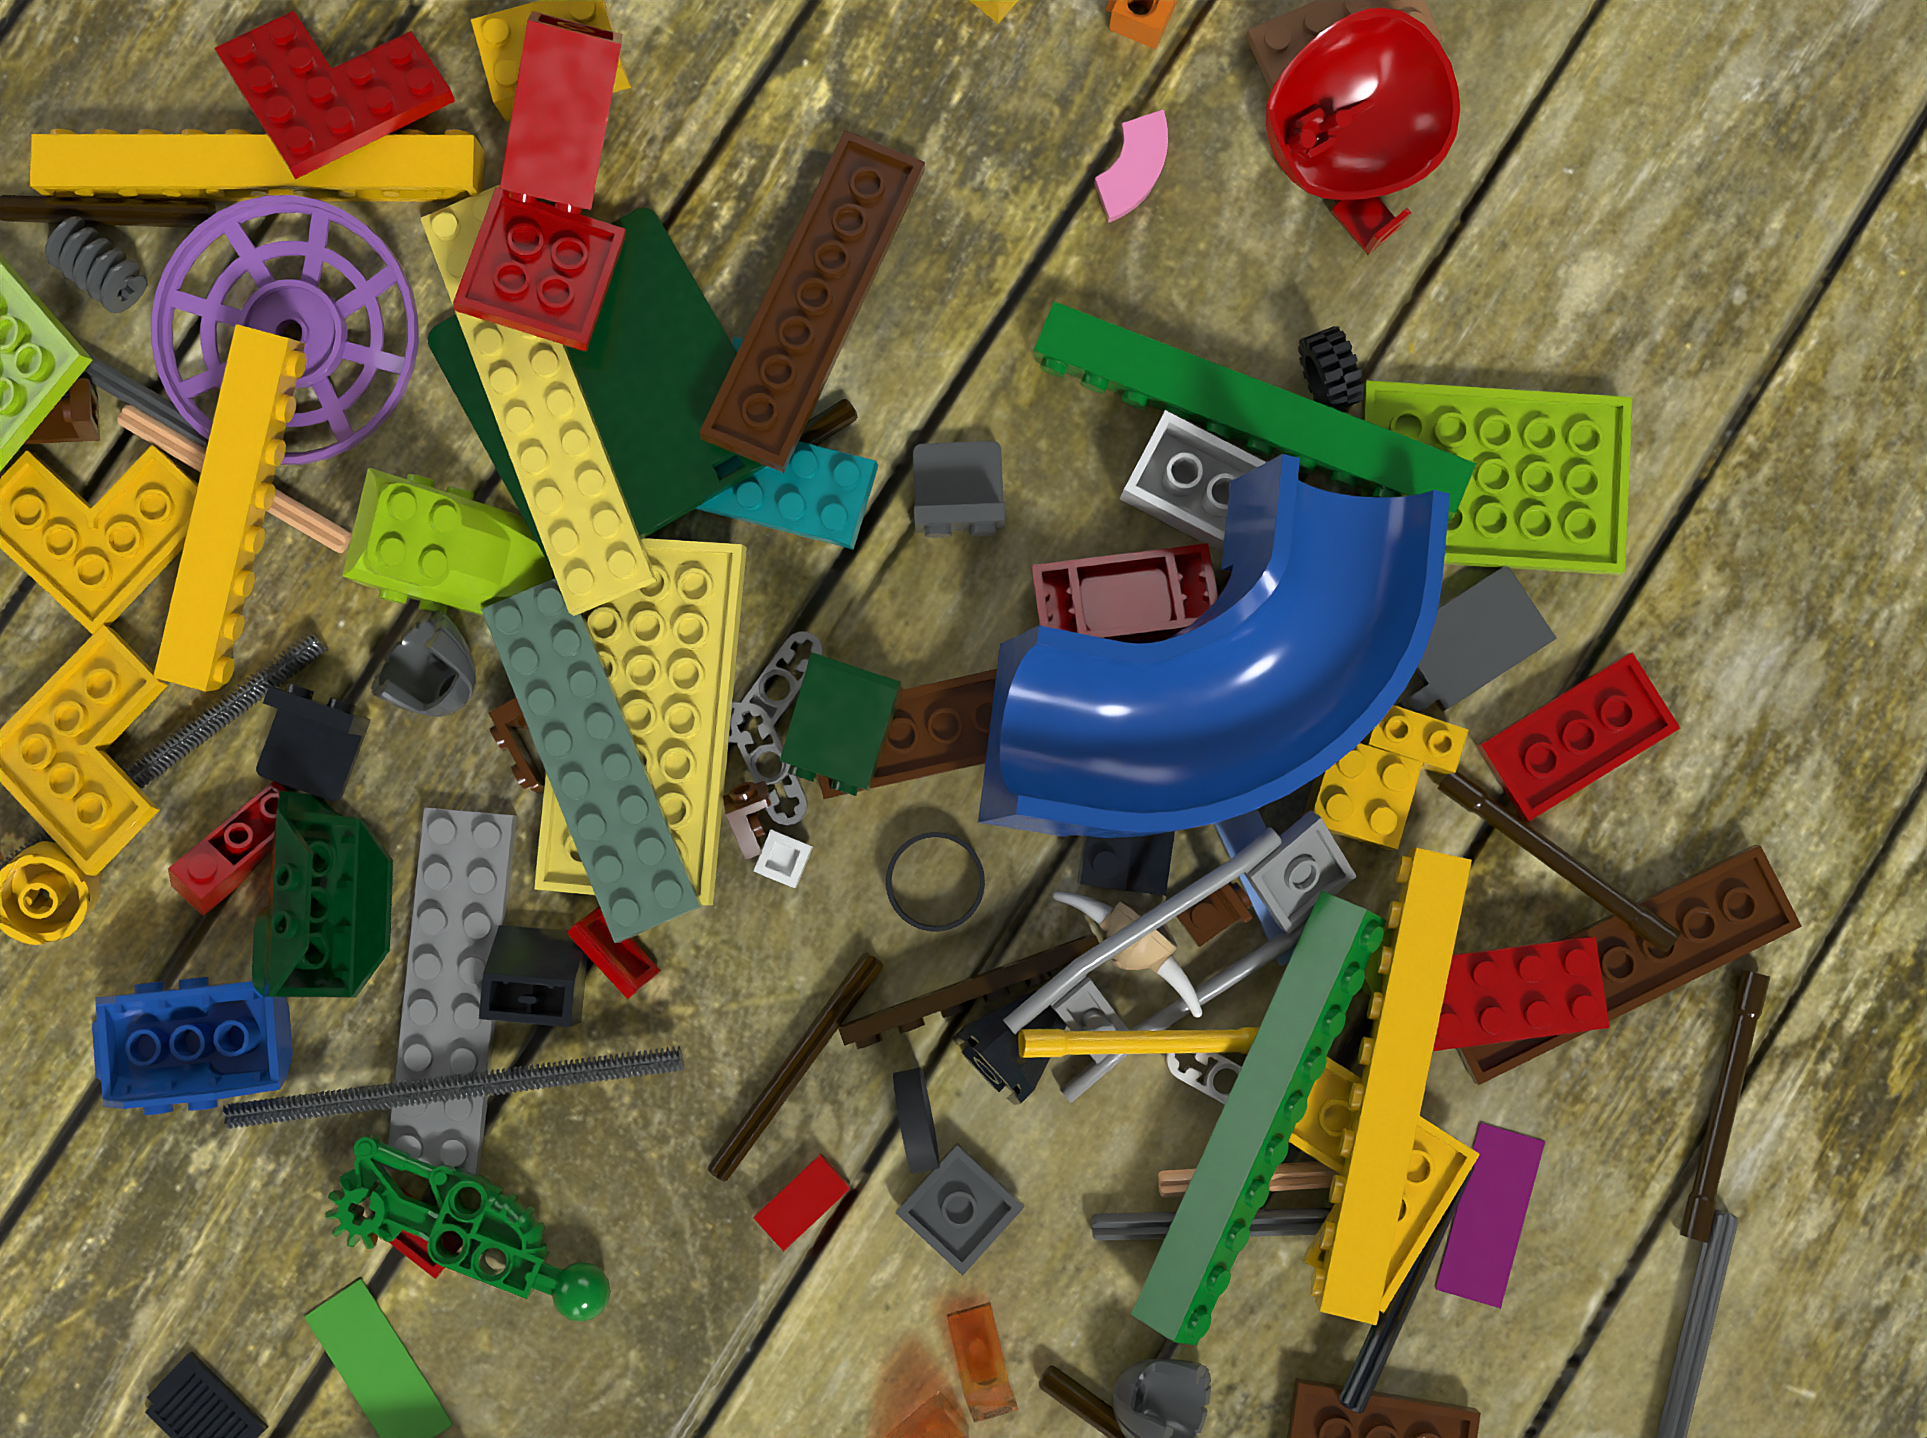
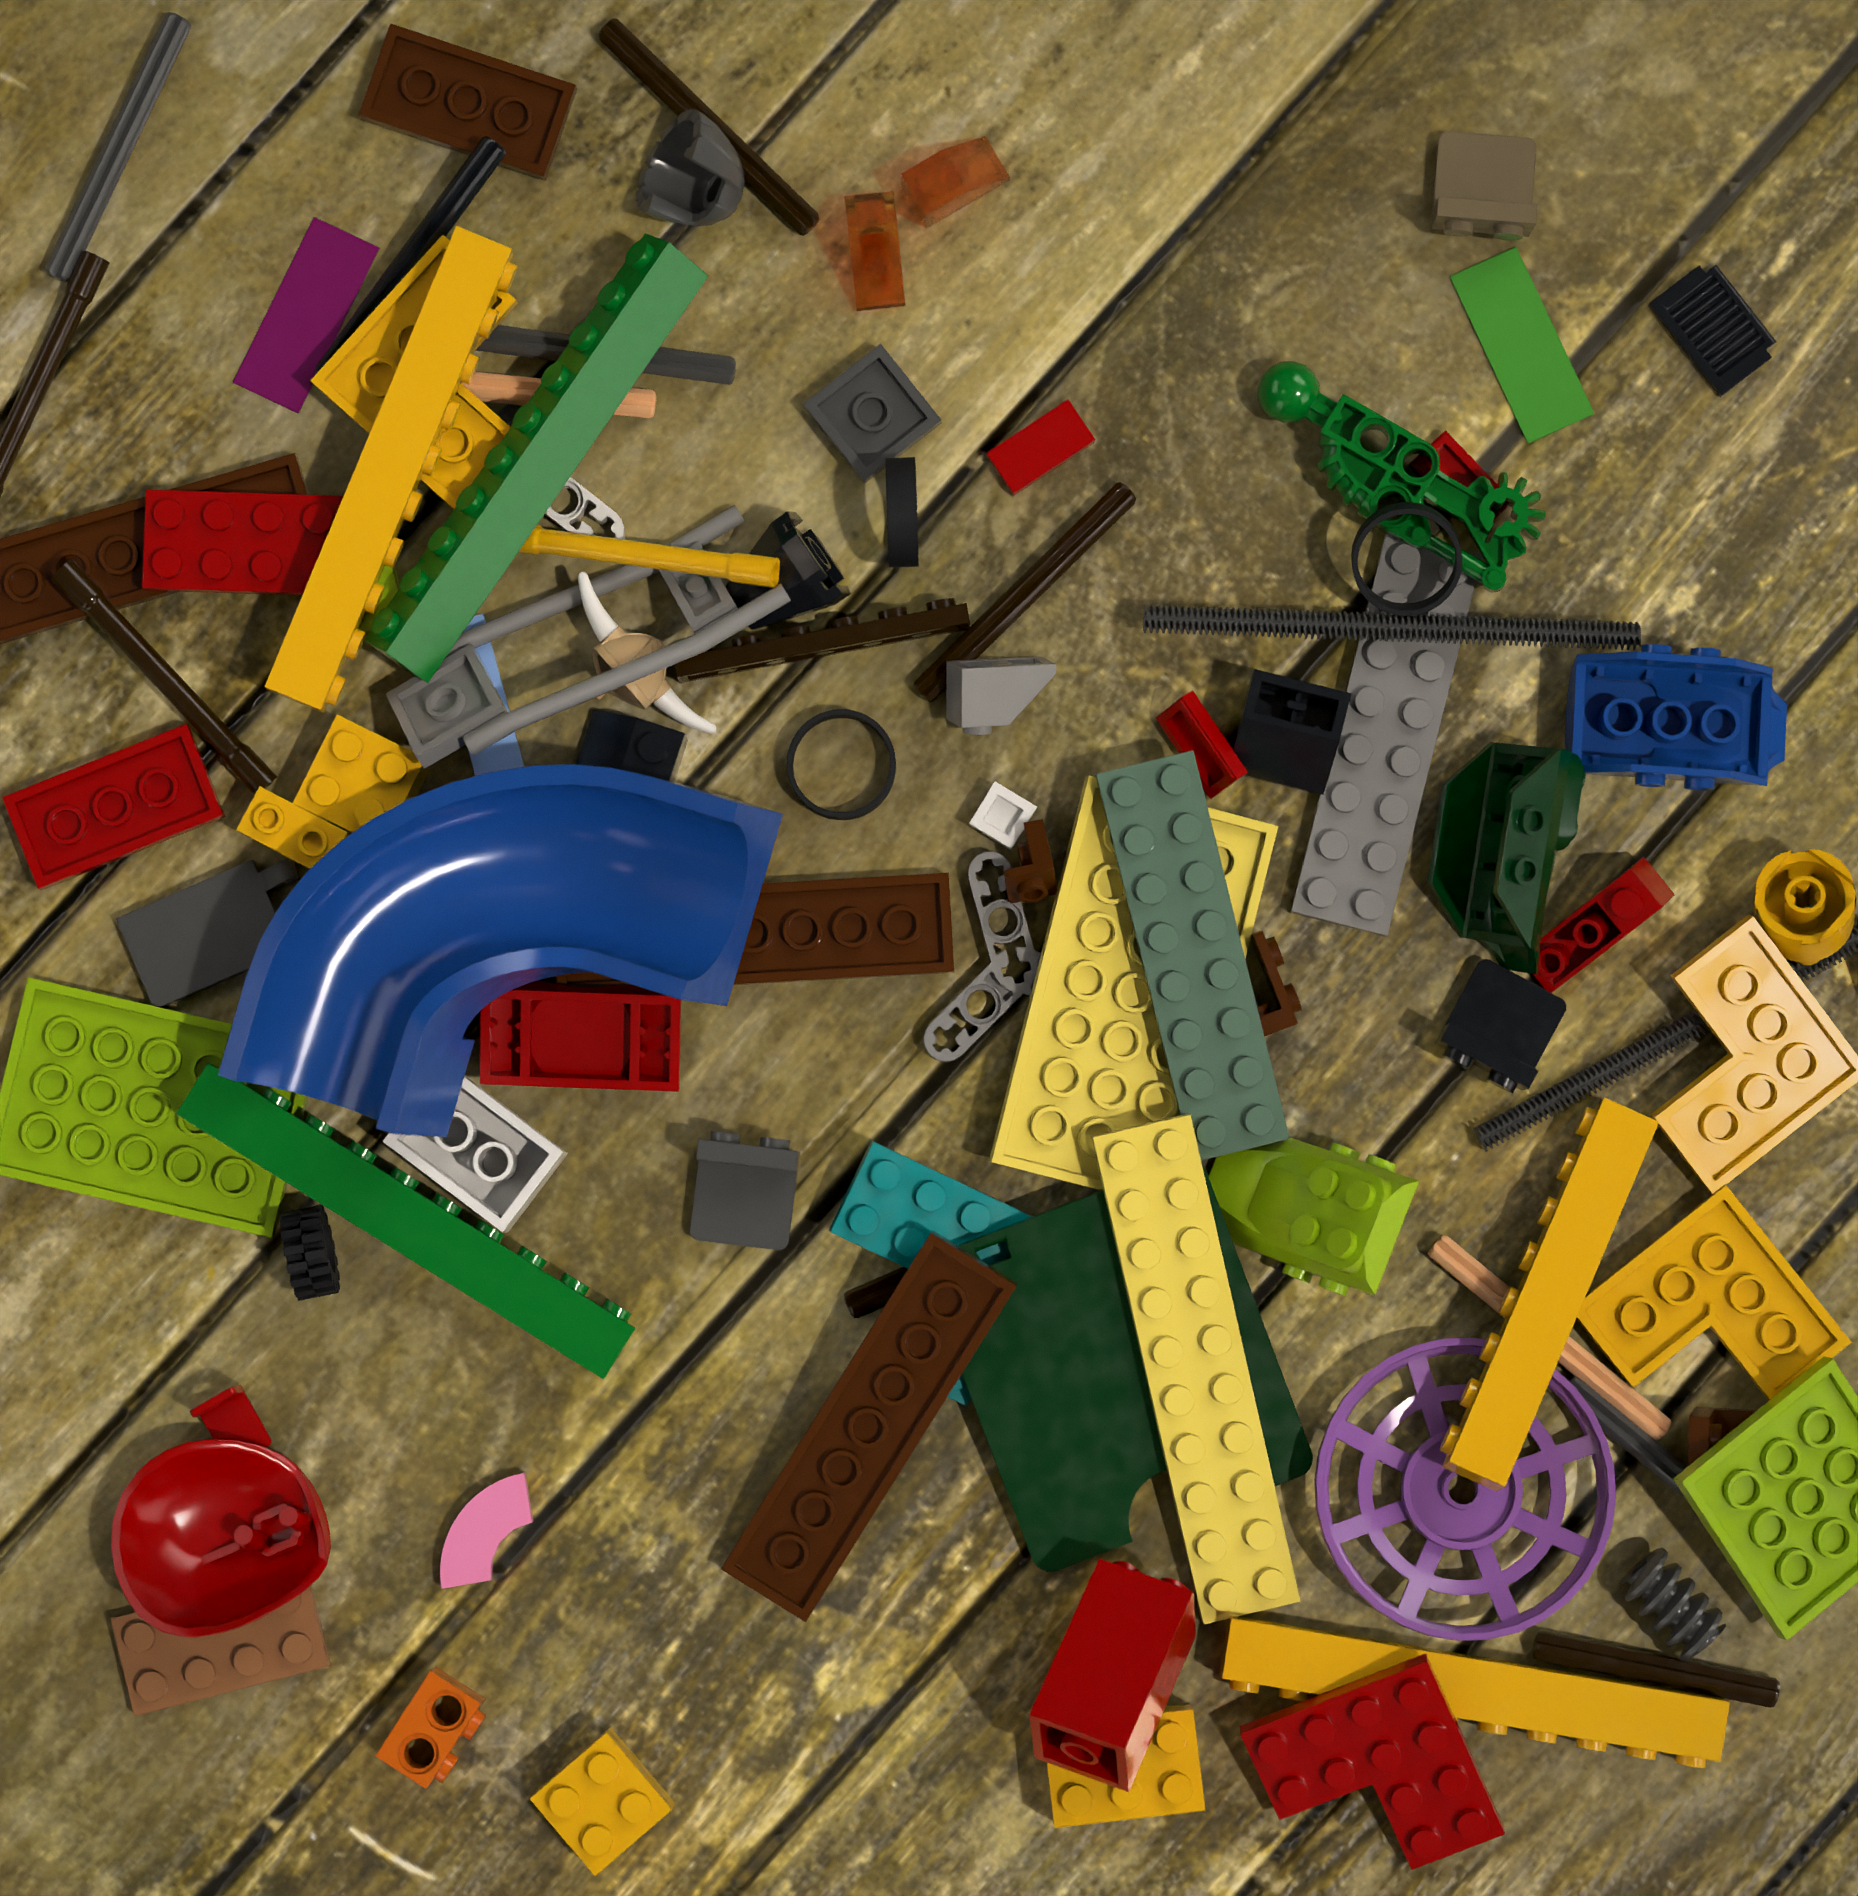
camera: 170 degrees left, 0 degrees up
(407, 1129) = (1423, 606): none -> black tyre
(427, 670) = (1360, 1085): dark grey hair -> none
(540, 270) = (1167, 1503): red plate -> none
(808, 970) = (993, 690): none -> light grey slope
(840, 724) = (913, 943): dark green slope -> none
(1216, 913) = (542, 677): reddish brown bracket -> none

